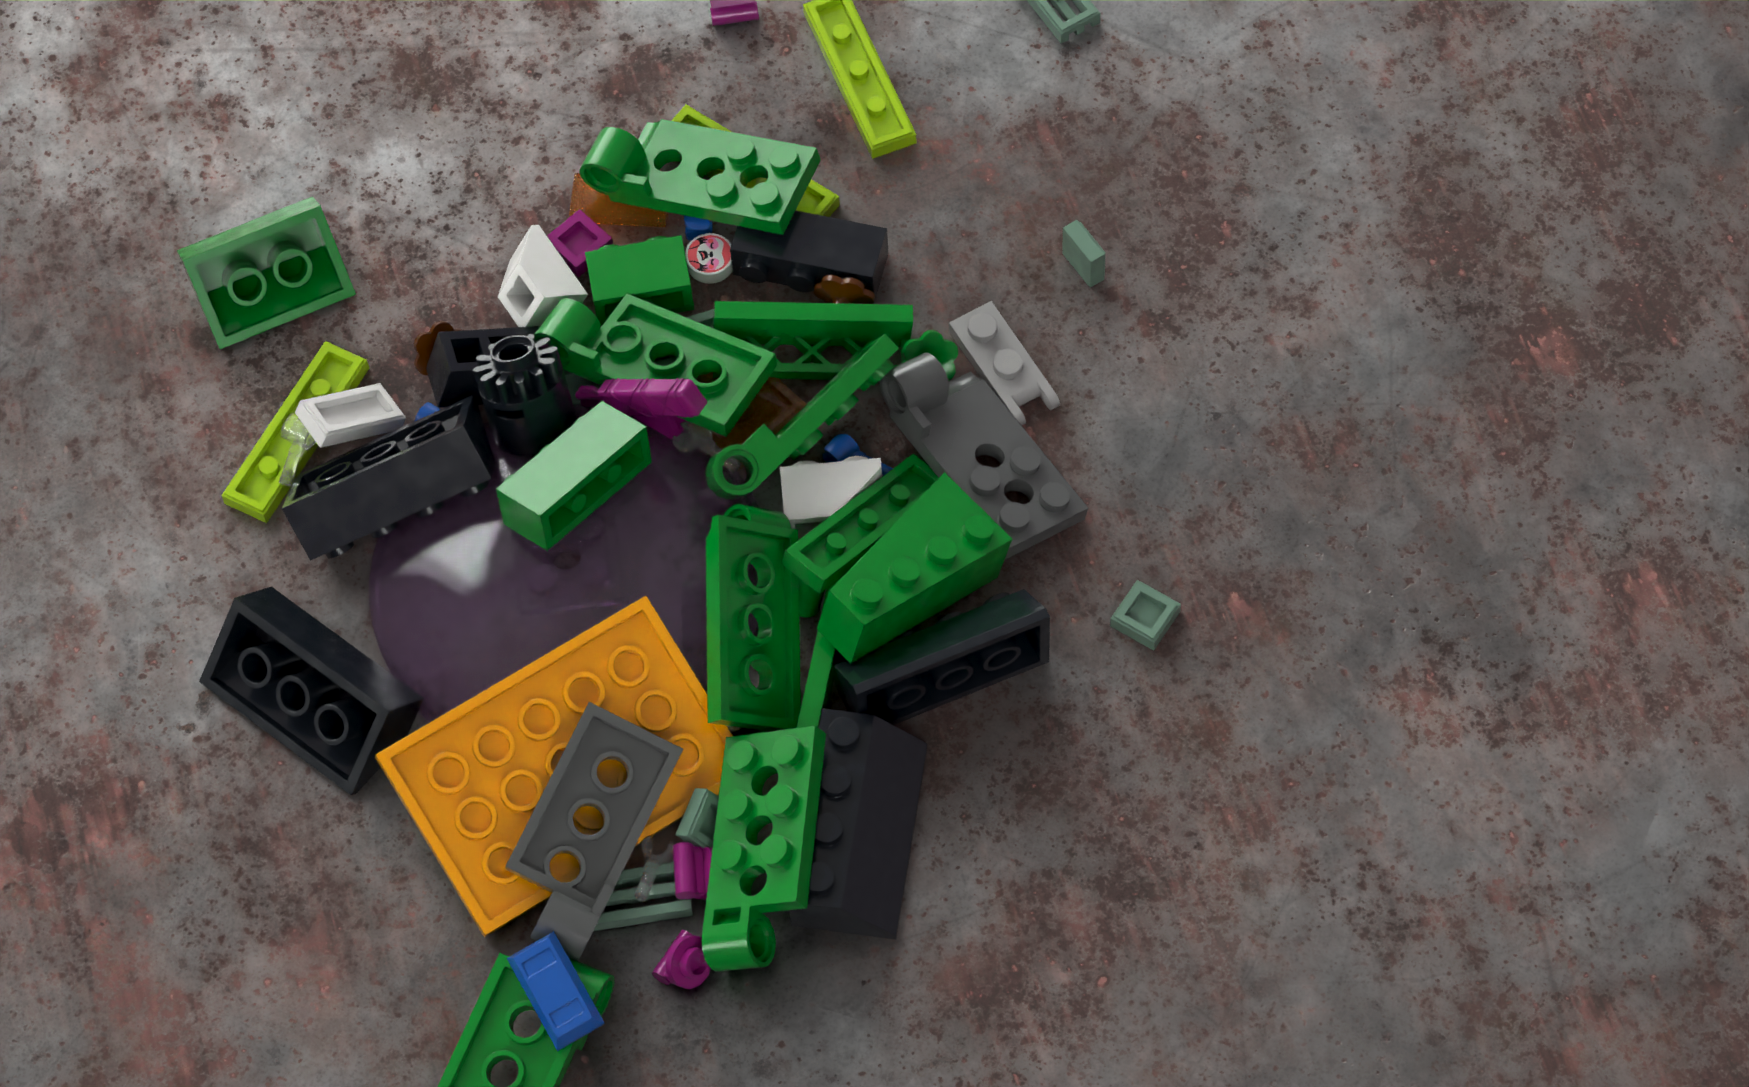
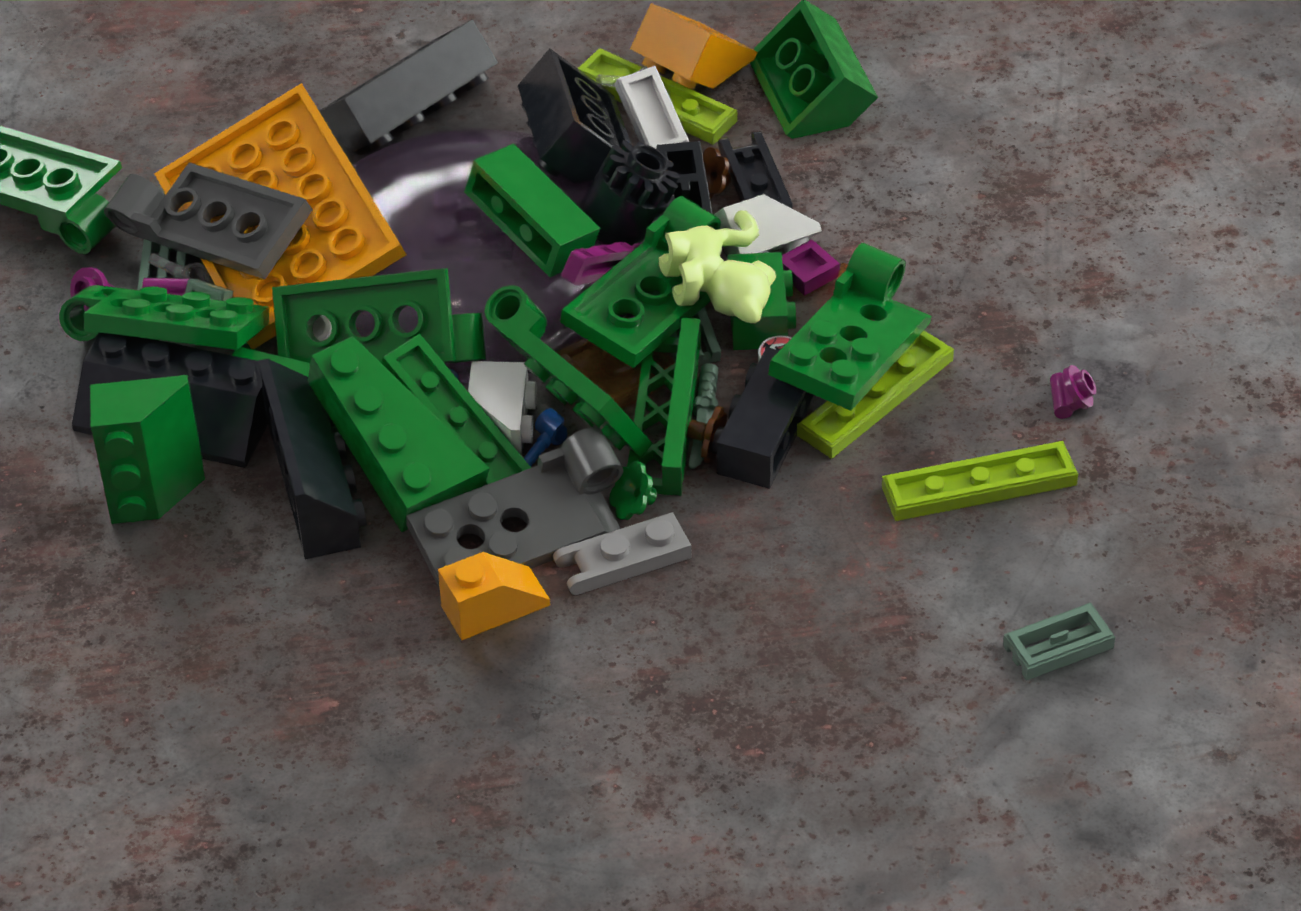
camera: 95 degrees right, 15 degrees down
(233, 391) = (688, 49): none -> light orange slope
(456, 299) = (754, 170): none -> black hinge
(555, 991) = (72, 185): blue tile -> none
(664, 289) = (732, 285): none -> yellowish green animal
(985, 801) = (145, 445): none -> green slope
(1083, 253) = (729, 617): sand green tile -> none
(1091, 466) = (488, 593): none -> light orange slope
(1145, 615) = (328, 628): sand green tile -> none

